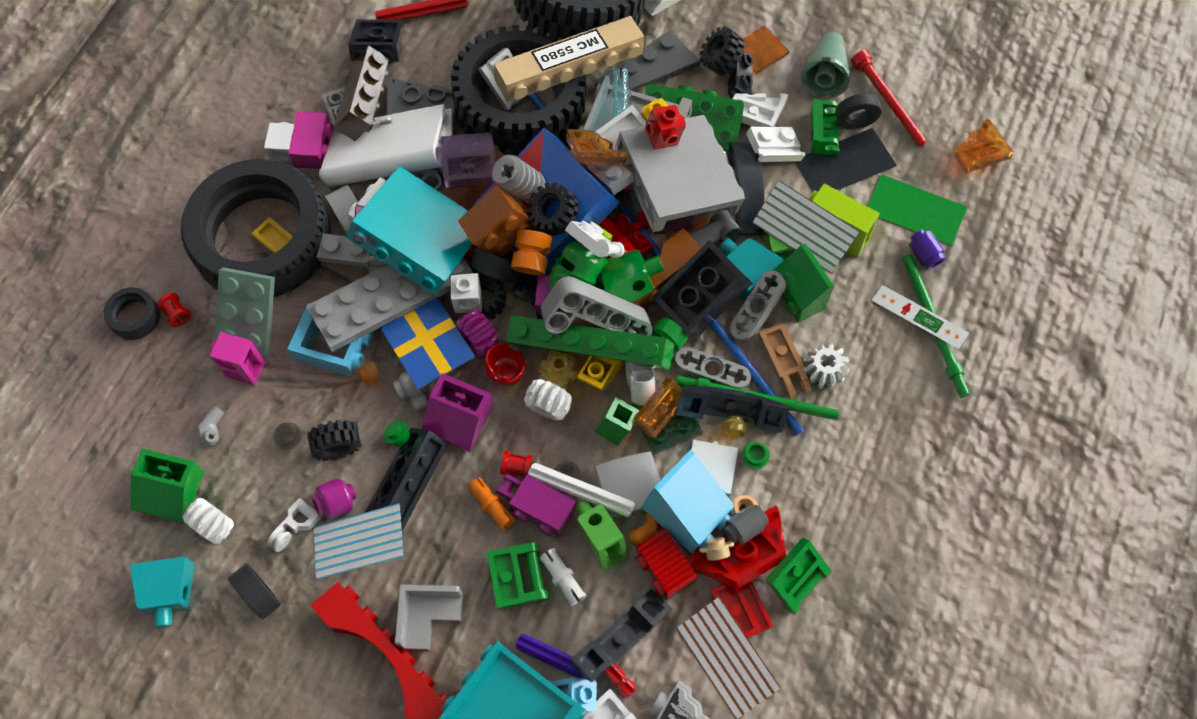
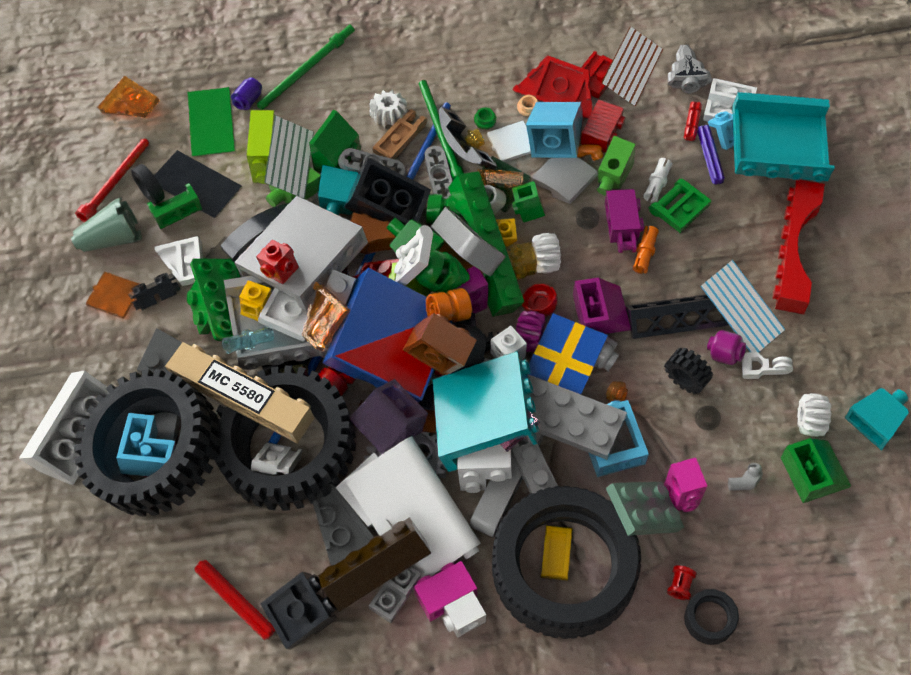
camera: 125 degrees left, 5 degrees down
(254, 591) = (831, 345): black tyre -> none
(396, 433) = (646, 341): green plate -> none
(419, 608) = (749, 248): light grey panel -> none
(515, 464) = (606, 250): red bush -> none
(517, 177) = (396, 338): light grey piece -> none
(541, 202) = (412, 296): black tyre -> none
(581, 489) = (595, 195): white axle -> none
(621, 637) = (669, 126): black slope -> none
(717, 548) = (578, 91): tan plate -> none
(722, 50) = (148, 320): black tyre -> none
(746, 524) = (544, 88): dark grey brick -> none
(775, 144) = (213, 227): white plate -> none
(798, 575) = (560, 52): green plate -> none
(920, 316) = (307, 76): white sticker -> none

